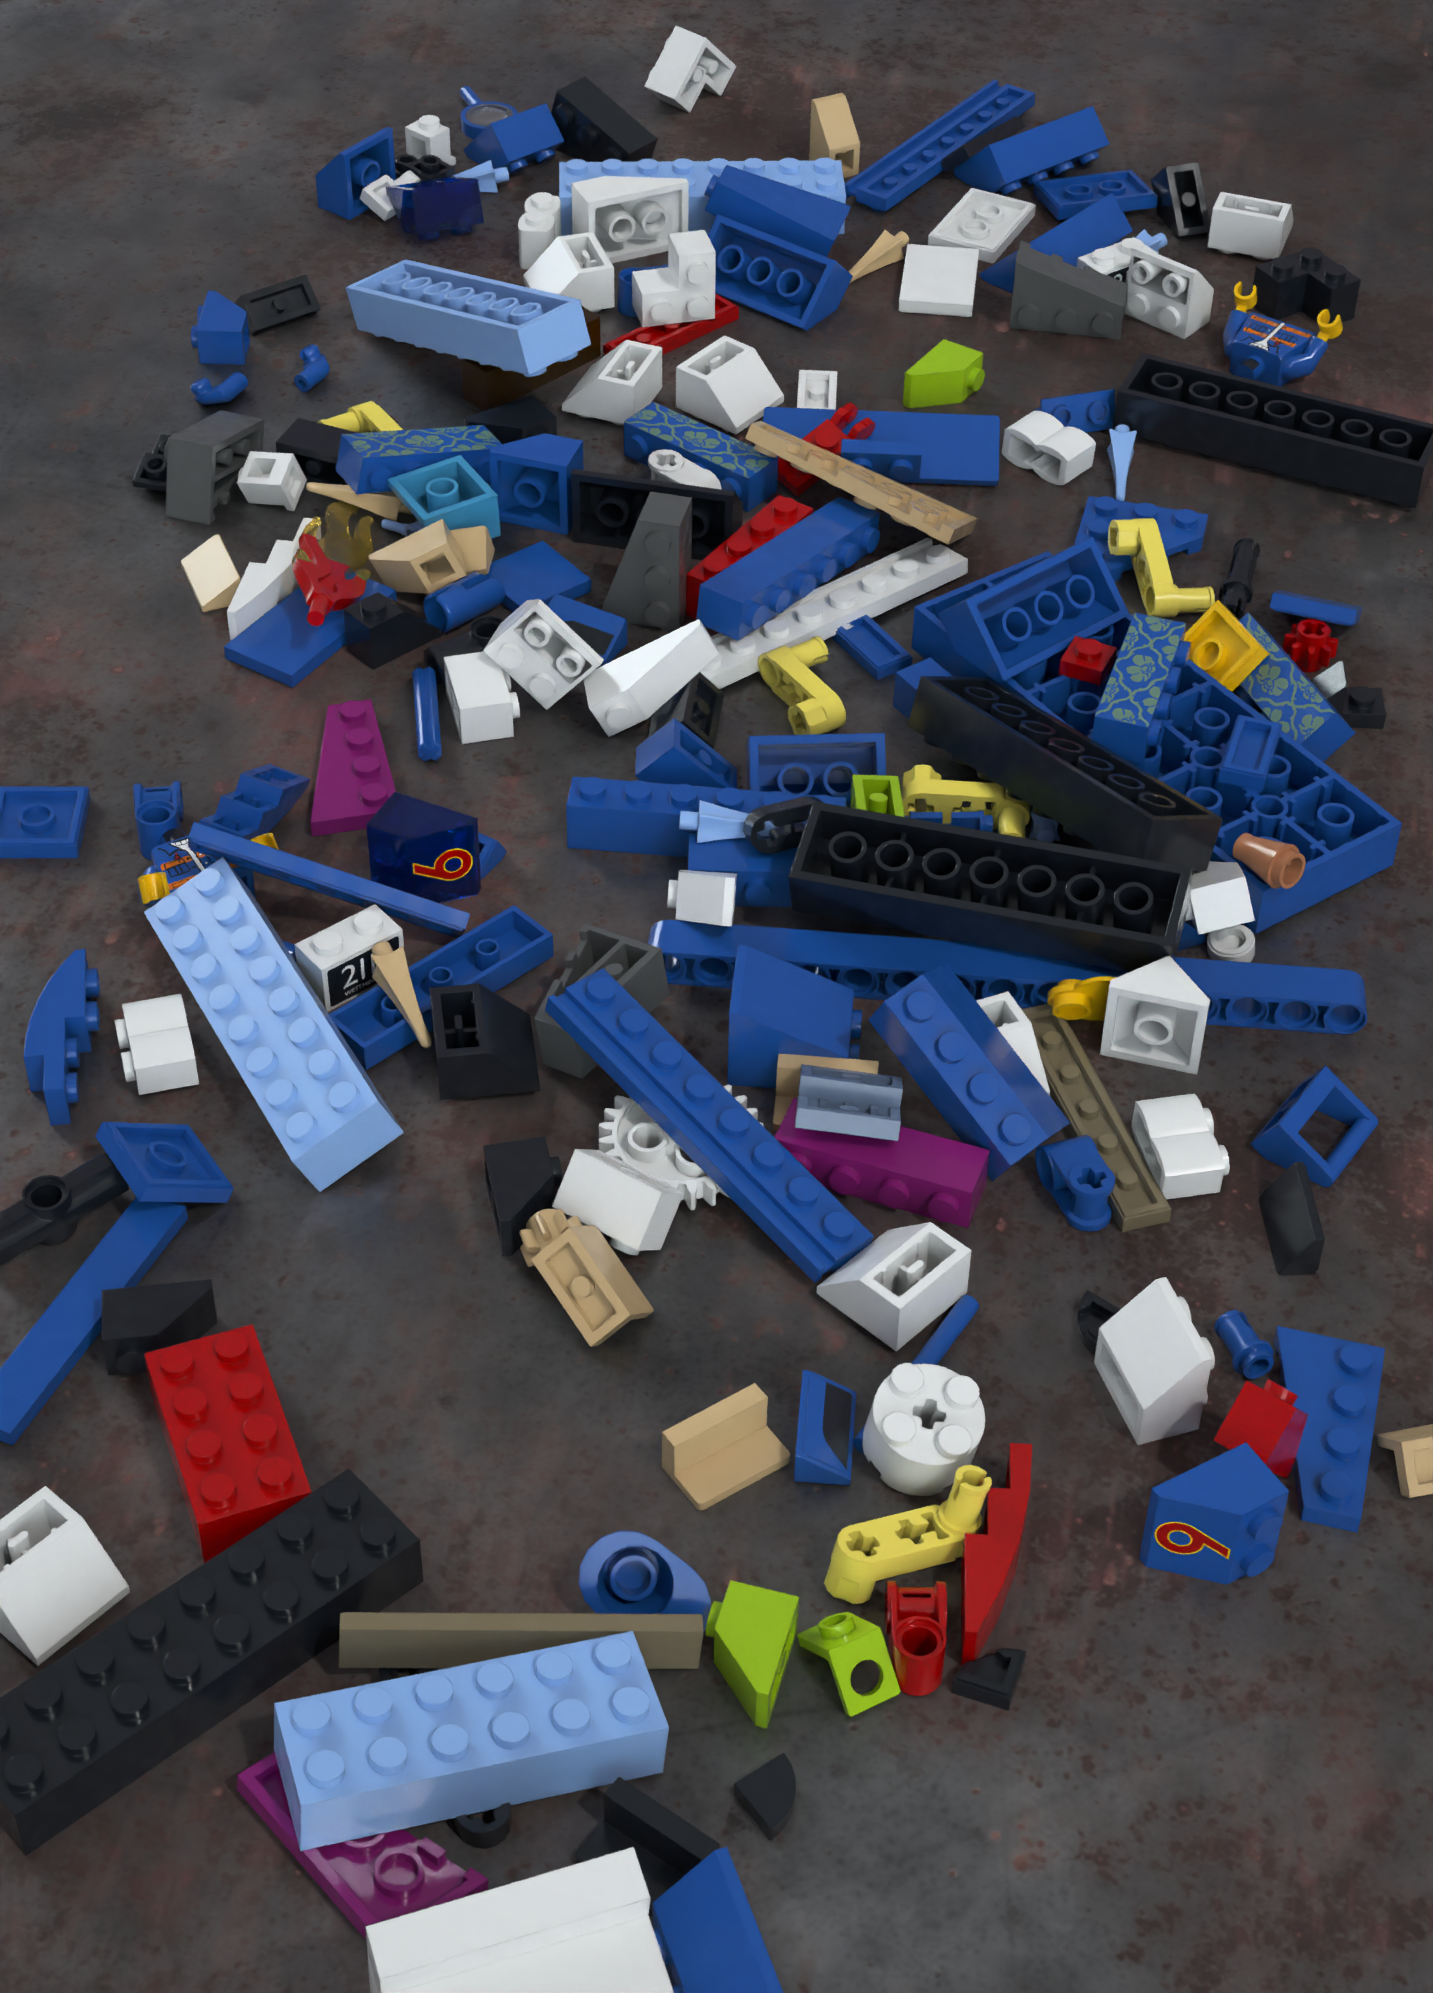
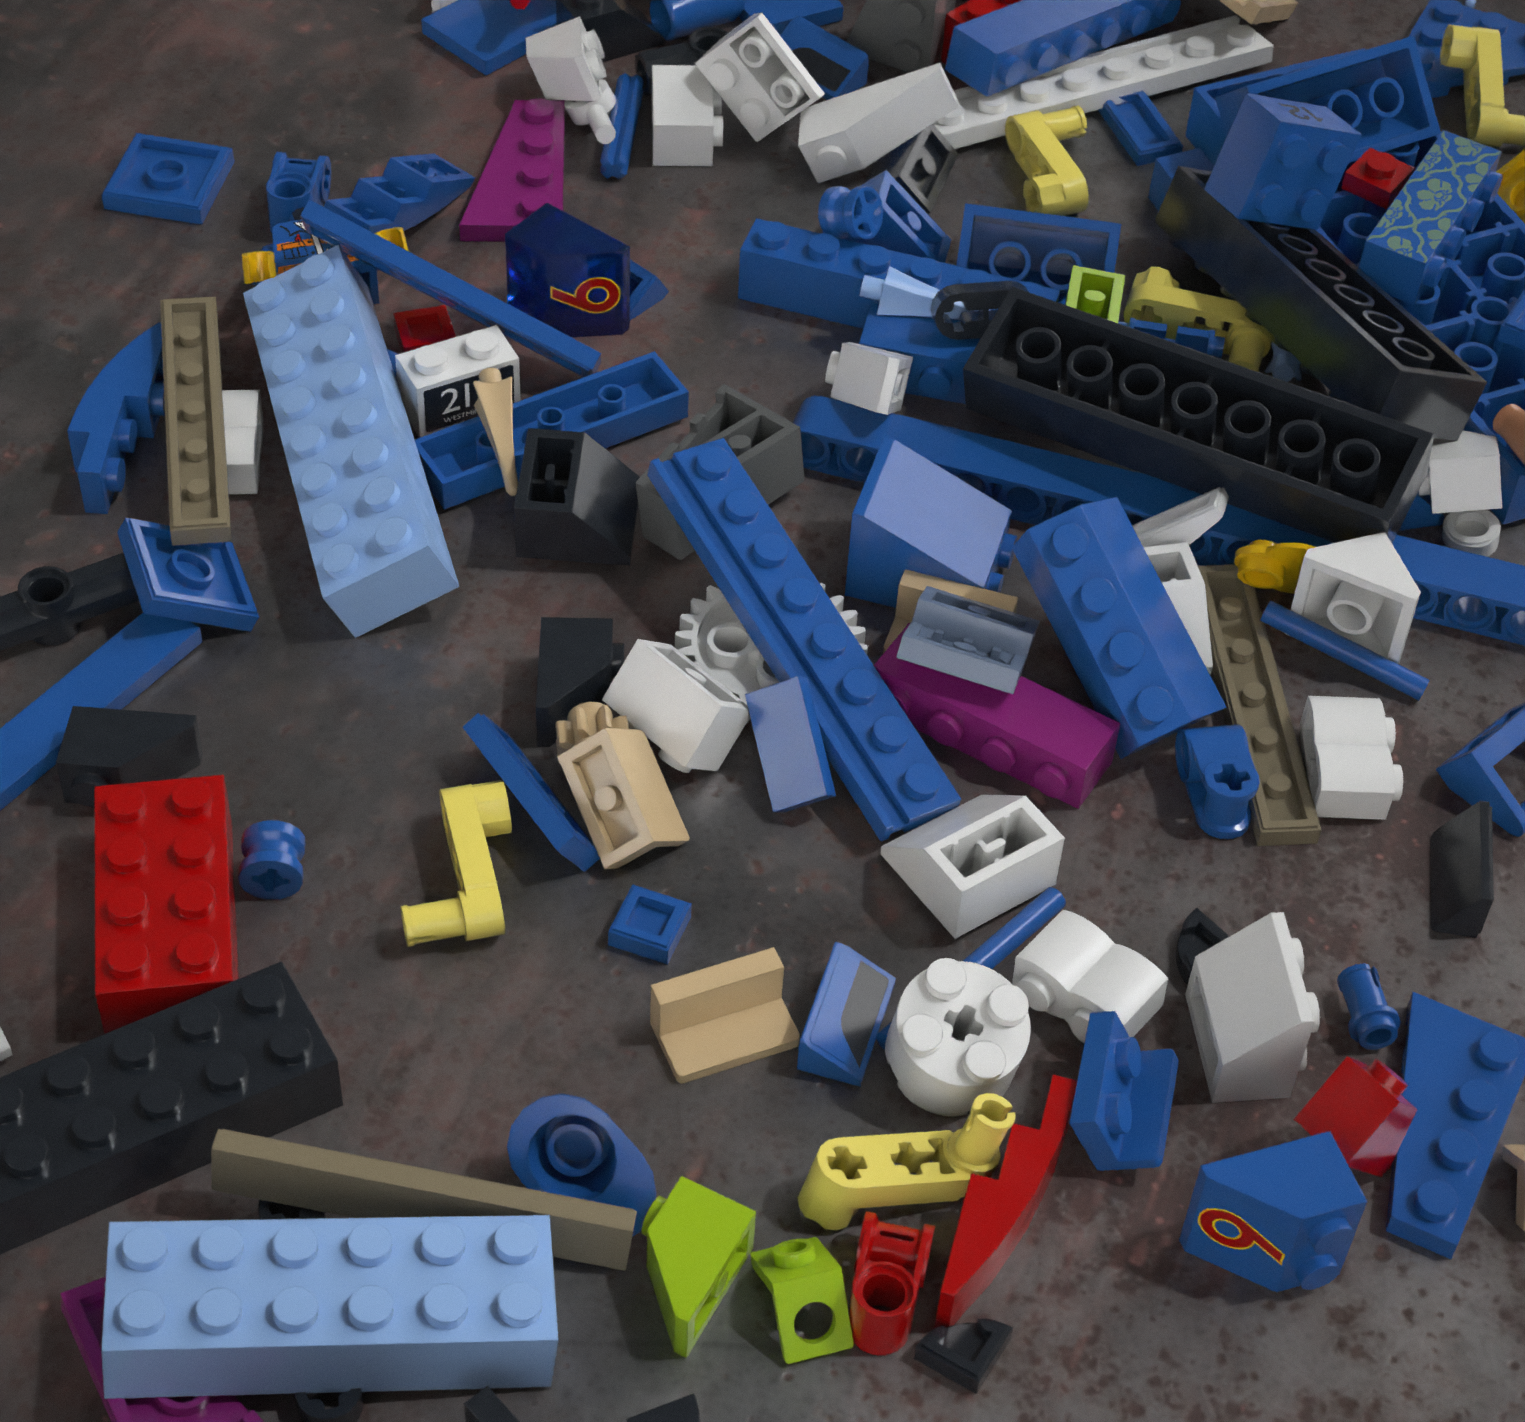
camera: 10 degrees right, 5 degrees up
(136, 1030) = (194, 422): none -> dark tan tile
(305, 918) = (422, 327): none -> red plate
(308, 1389) = (272, 859): none -> blue wheel
(368, 665) = (567, 62): none -> white slope
(401, 704) = (595, 114): none -> white piece
(465, 1329) = (477, 913): none -> light yellow beam
(513, 1293) = (532, 792): none -> blue tile
(640, 1385) = (649, 924): none -> blue tile
(654, 759) = (851, 212): none -> blue wheel
(722, 1215) = (790, 744): none -> tile
(1002, 973) = (1183, 521): none -> white slope
(1010, 660) = (1282, 161): none -> blue brick
(1018, 1364) = (1081, 971): none -> white brick
(1069, 1452) = (1122, 1097): none -> blue bracket
(1153, 1059) = (1344, 650): none -> blue bar

